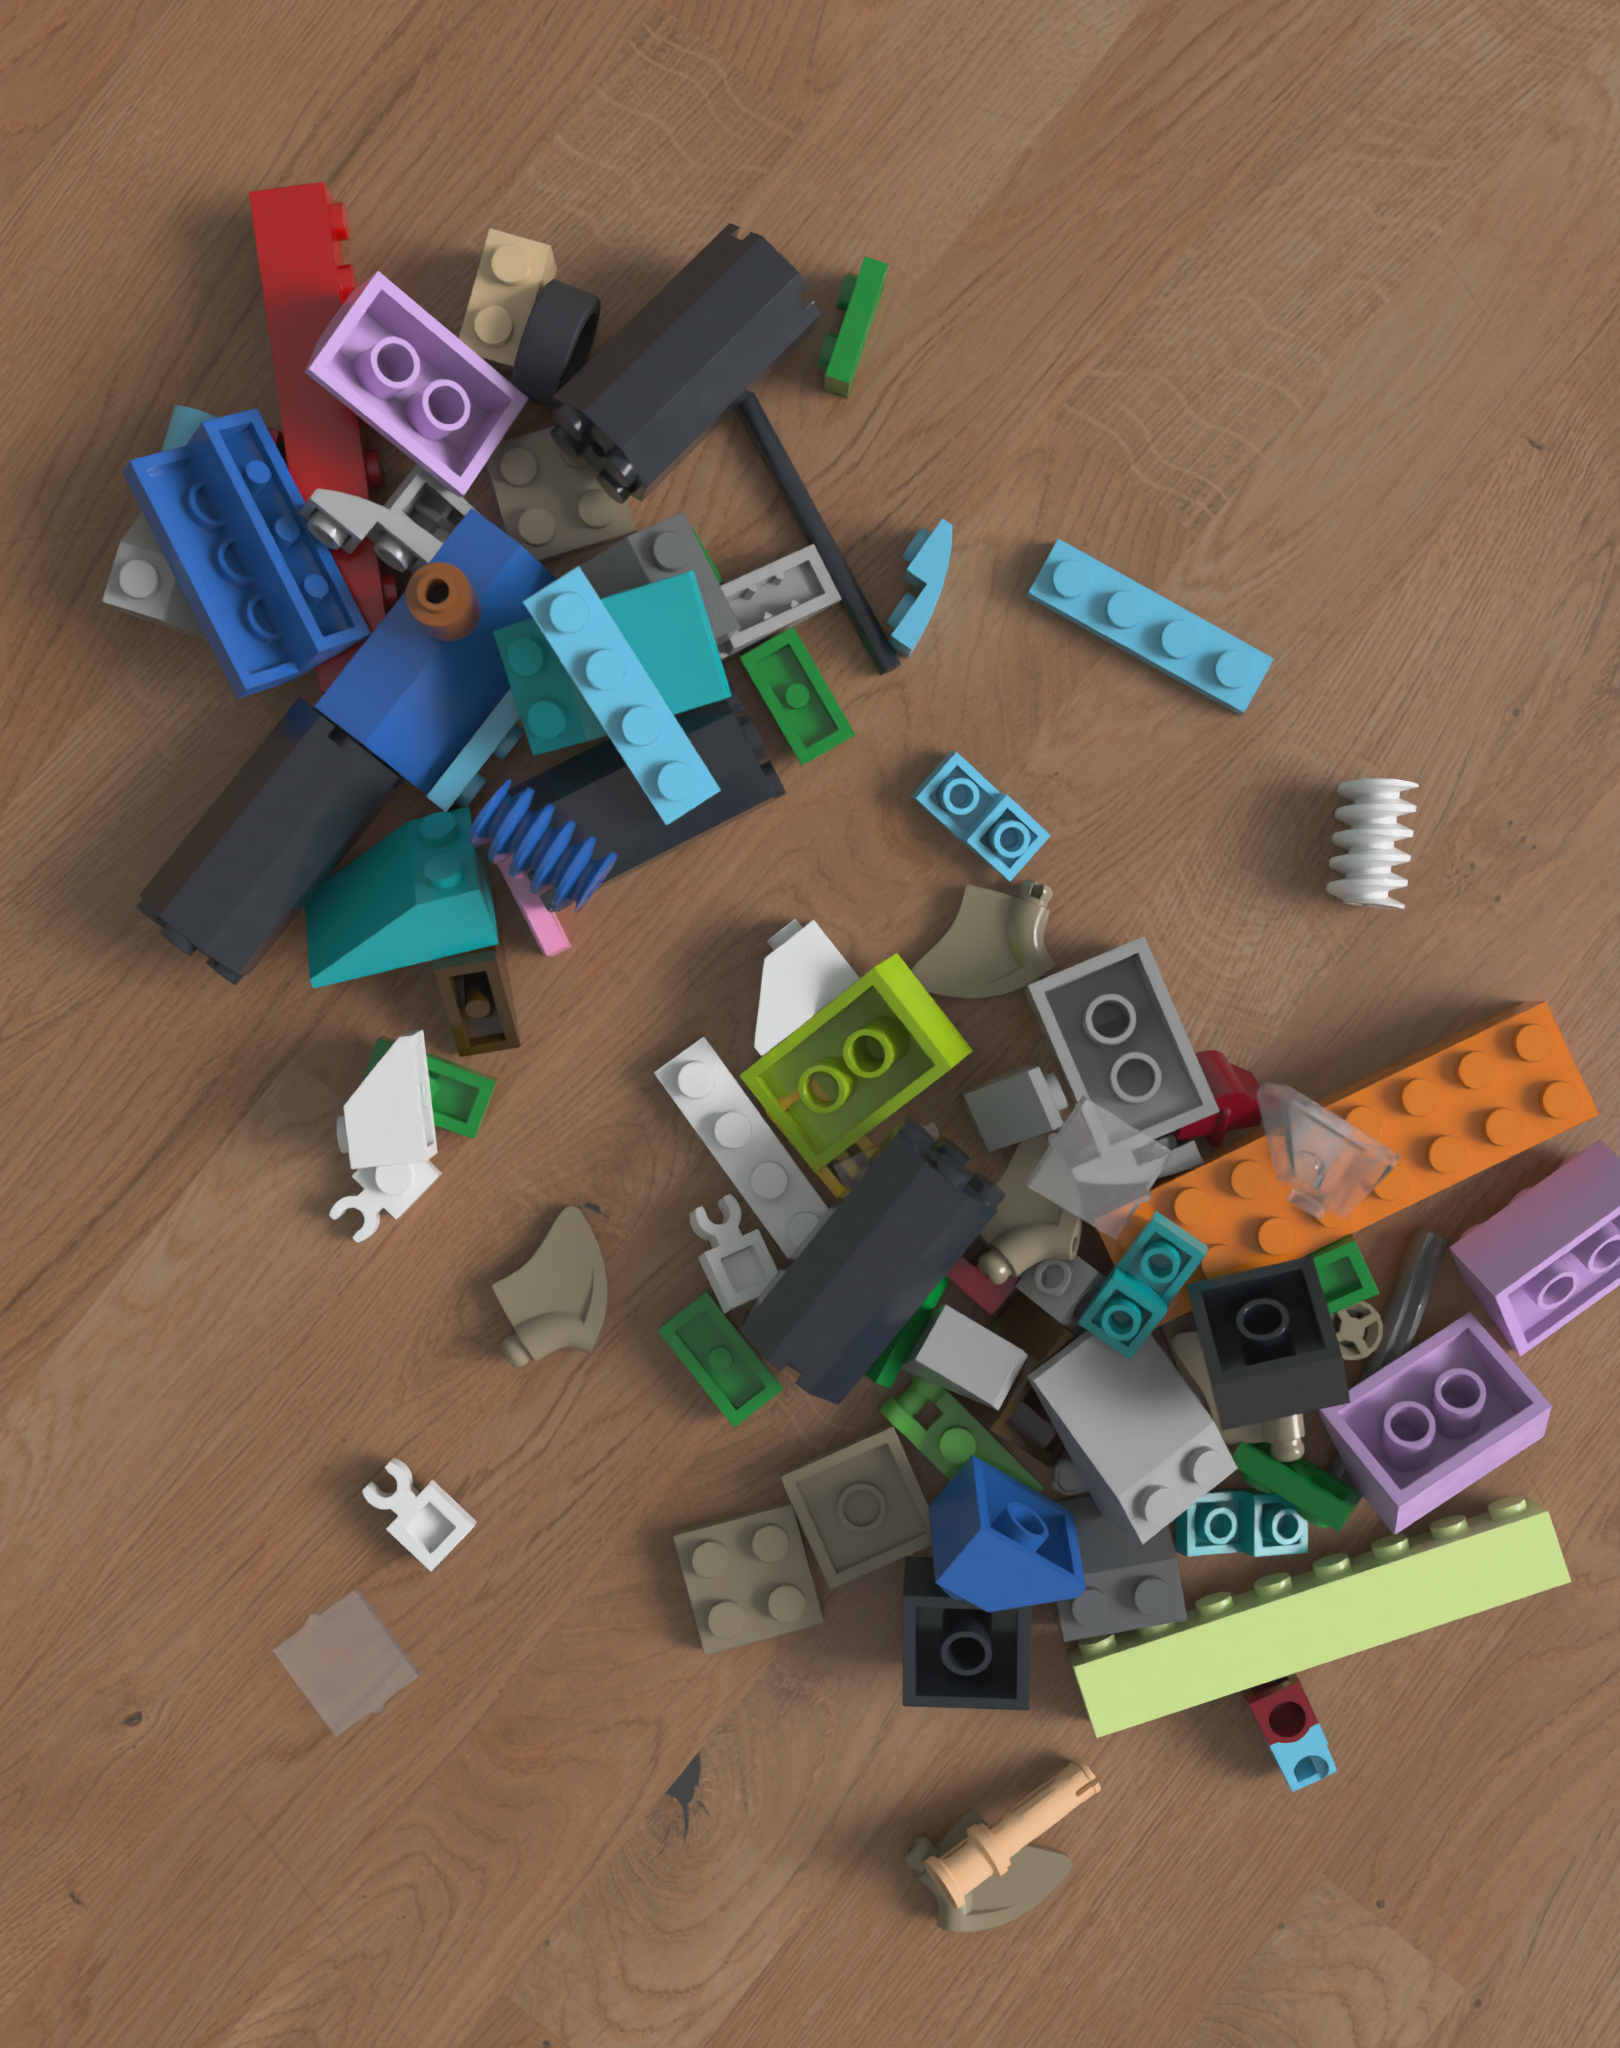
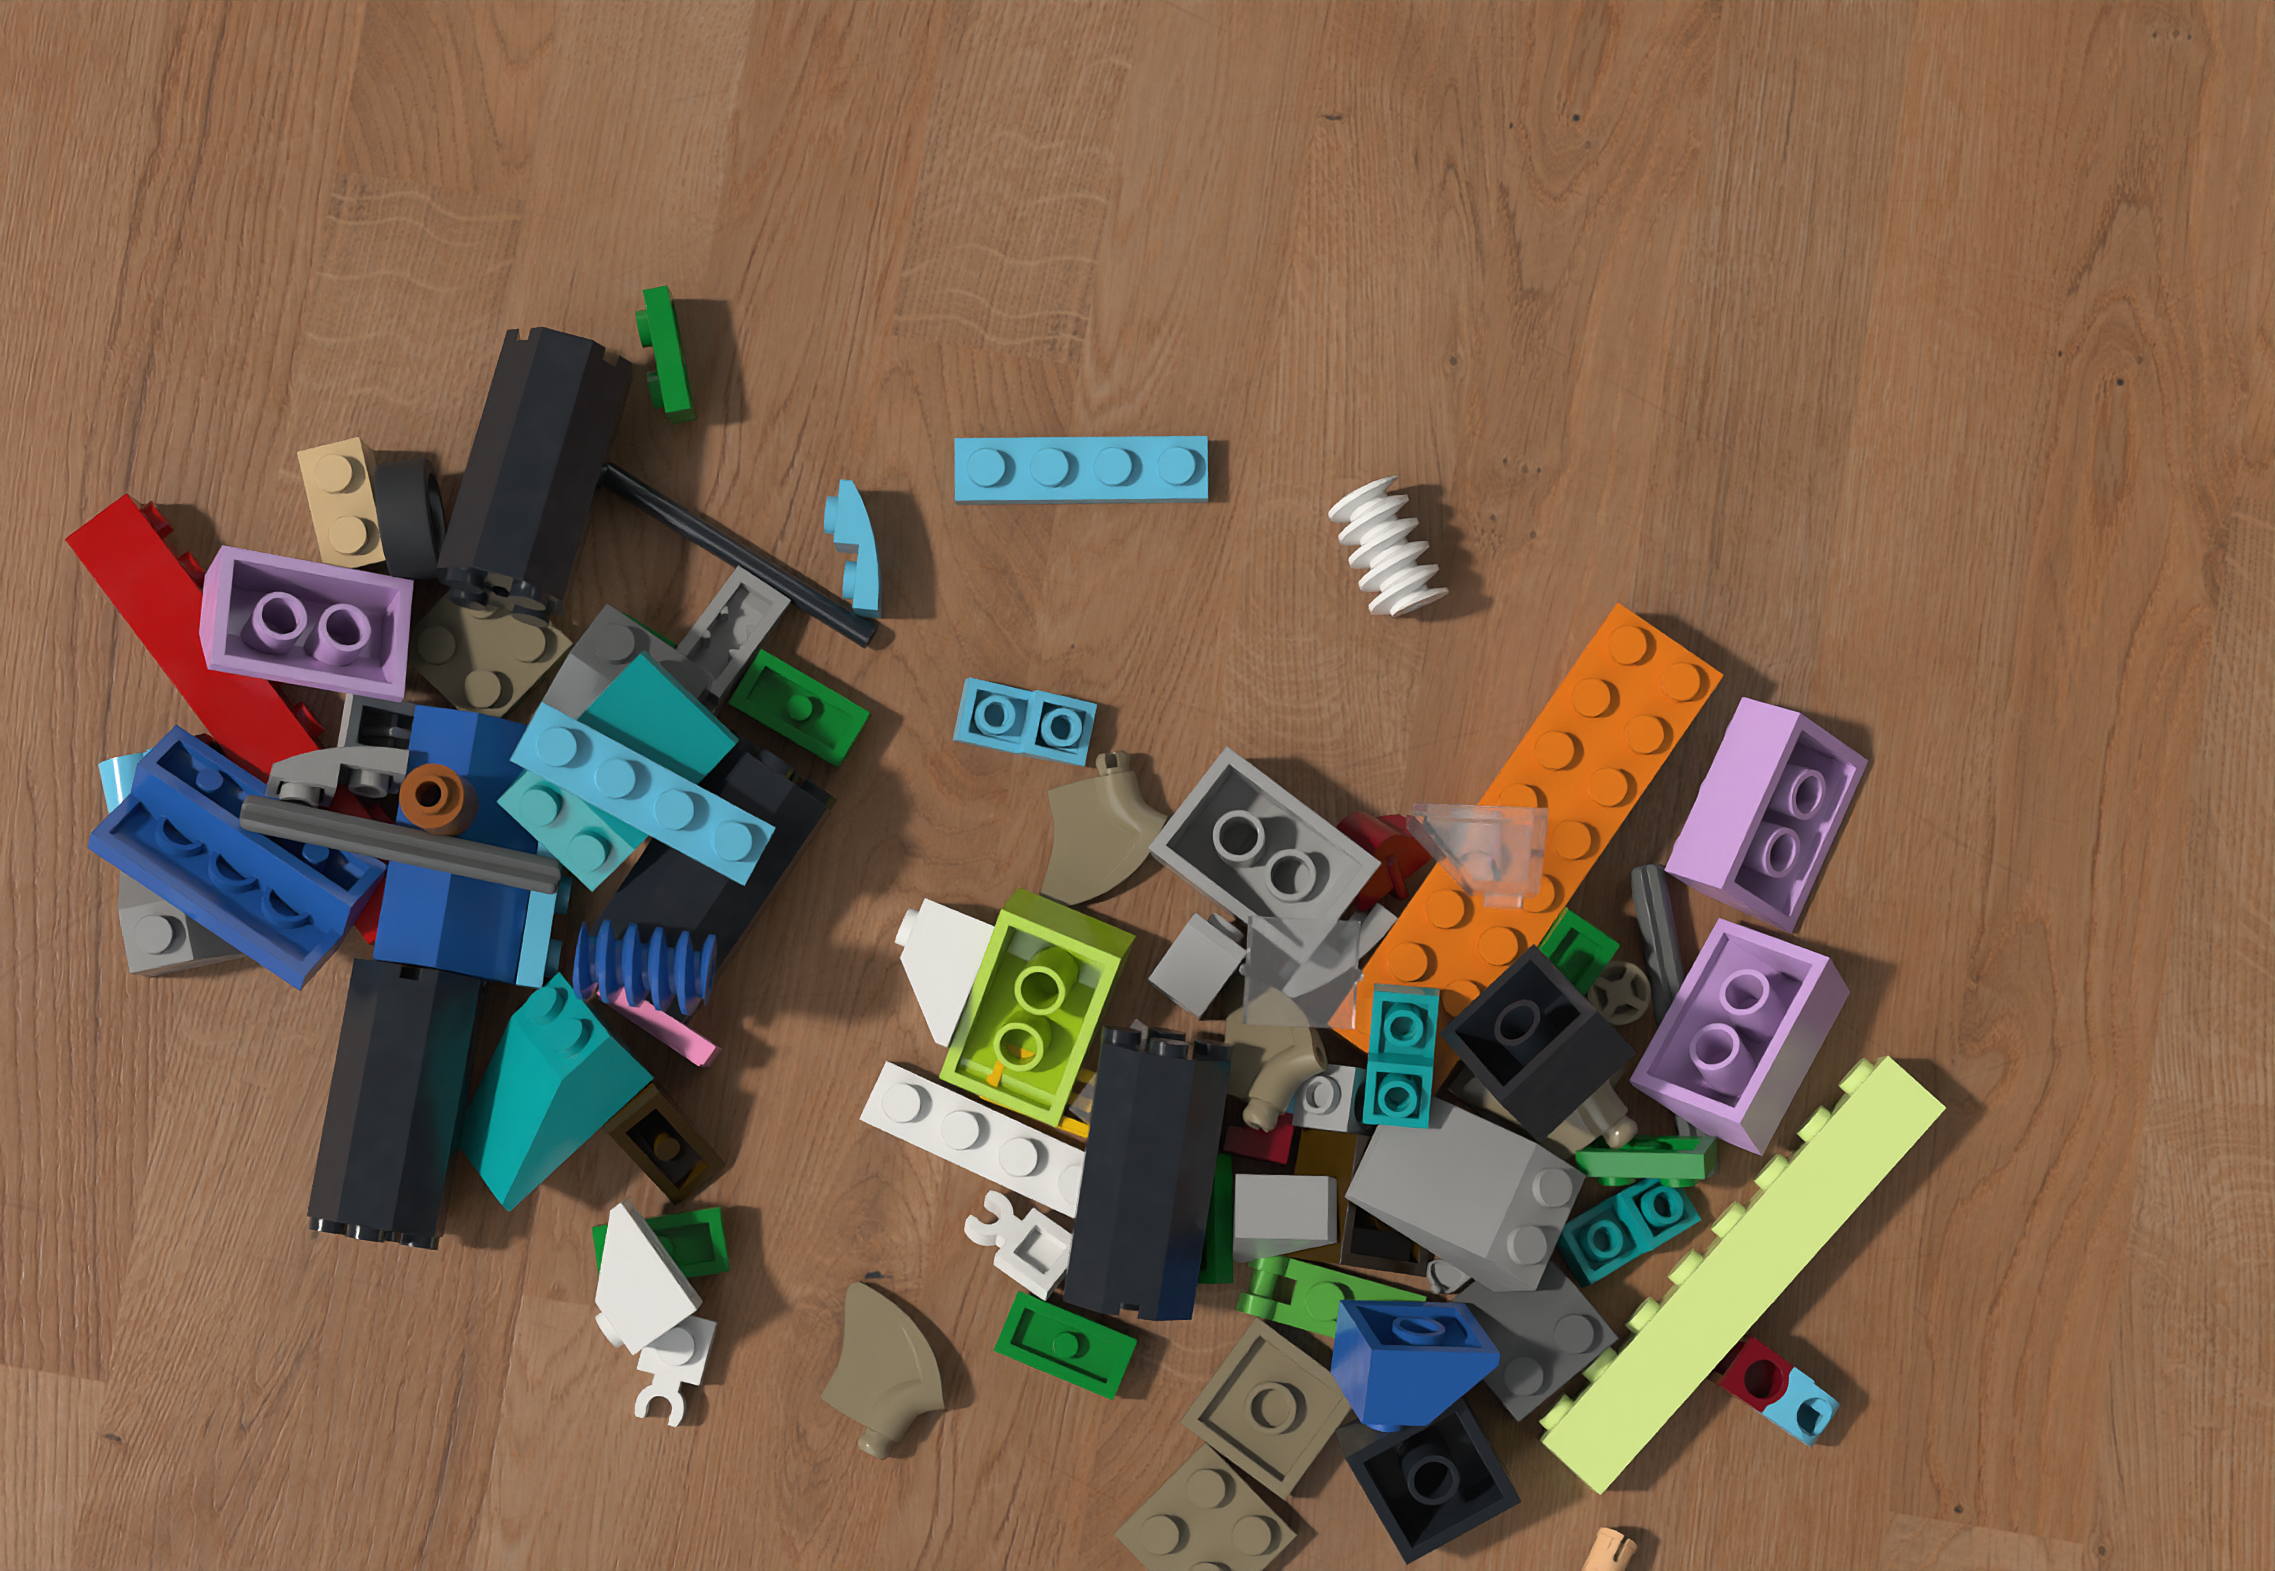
camera: 25 degrees left, 5 degrees down
(390, 621) = (401, 844): none -> dark grey axle

